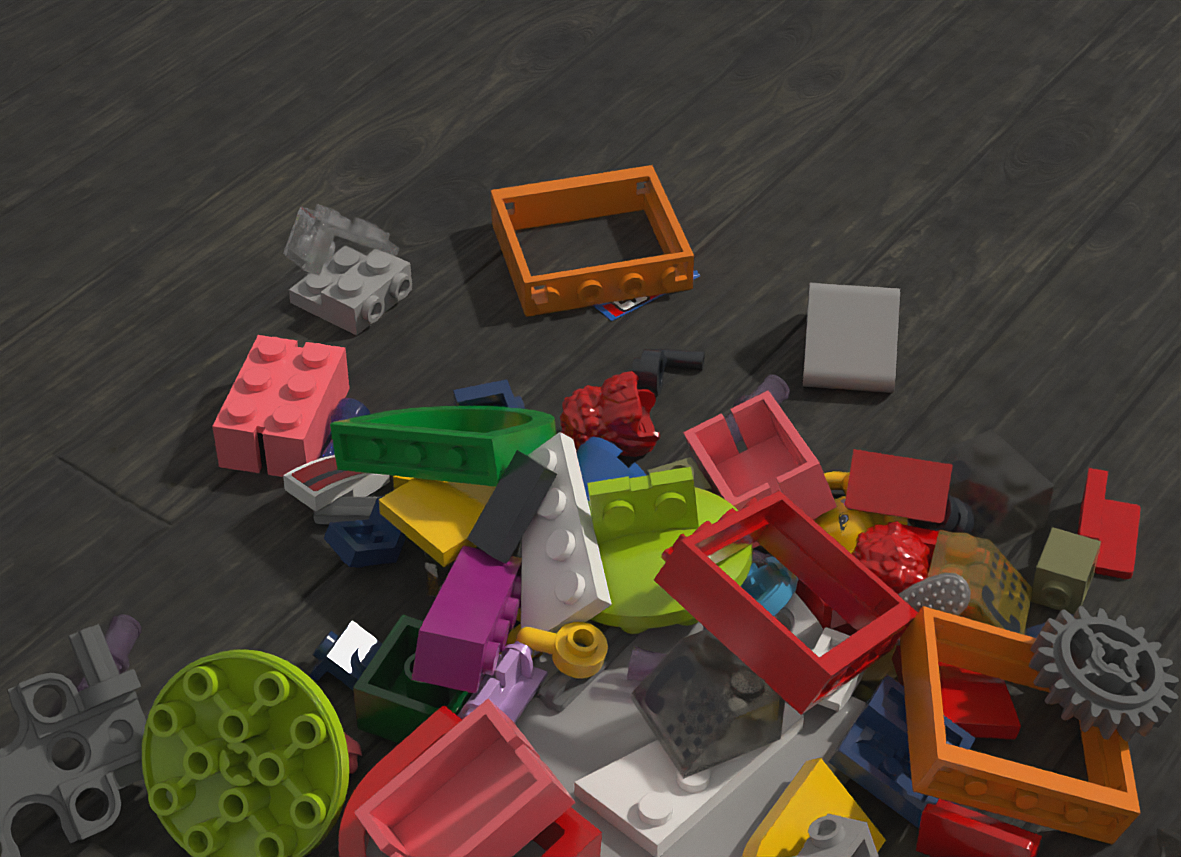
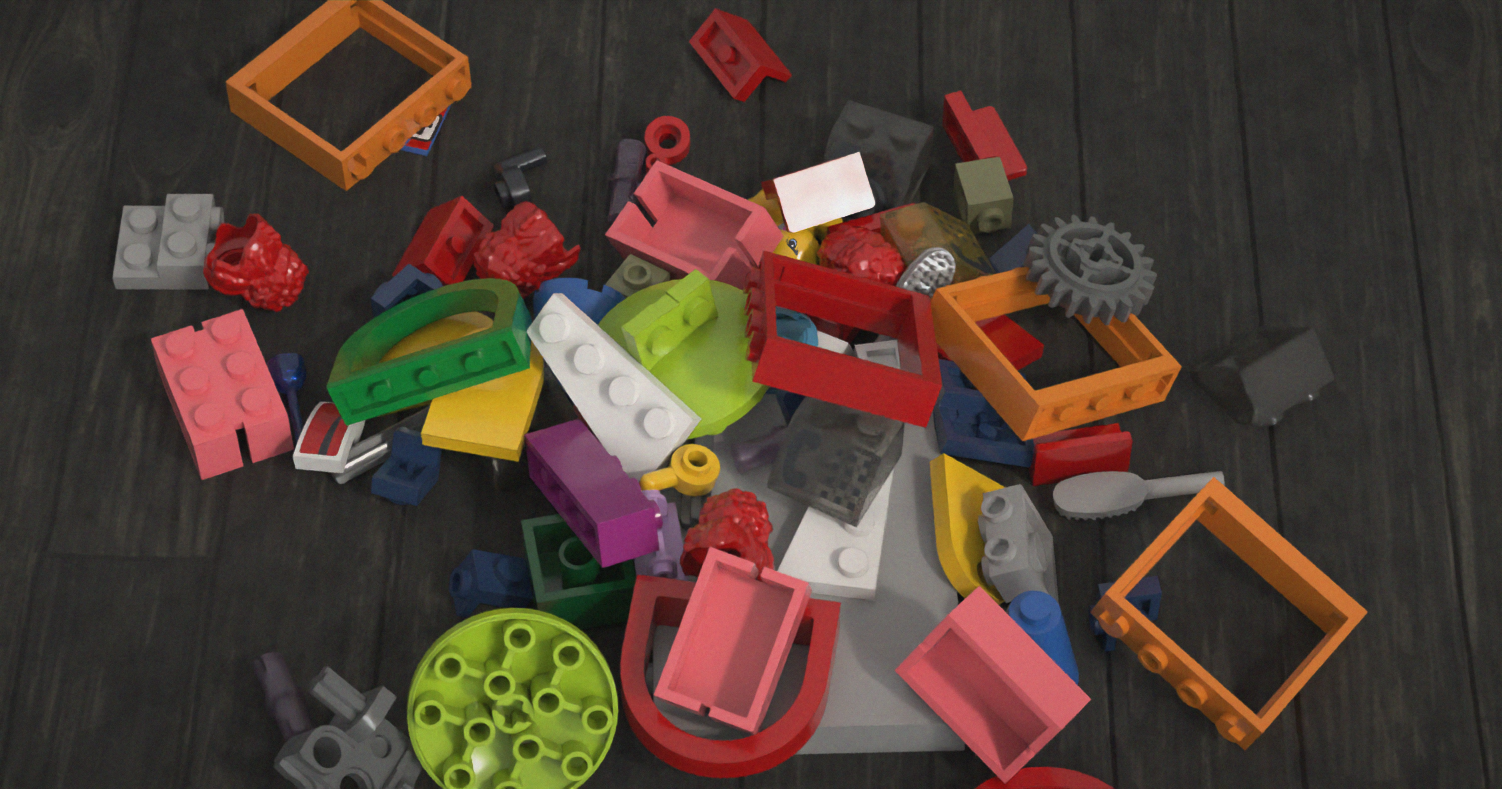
camera: 35 degrees left, 10 degrees up
(313, 234) = (106, 211): clear bracket -> none
(391, 326) = (255, 265): none -> red hair
(511, 506) = (554, 379): black tile -> none
(549, 388) = (447, 241): none -> red panel
(559, 719) = (731, 524): none -> red hair
(807, 386) = (666, 129): none -> red plate
(851, 337) = (660, 66): light grey piece -> none
(935, 356) = (736, 54): none -> red panel

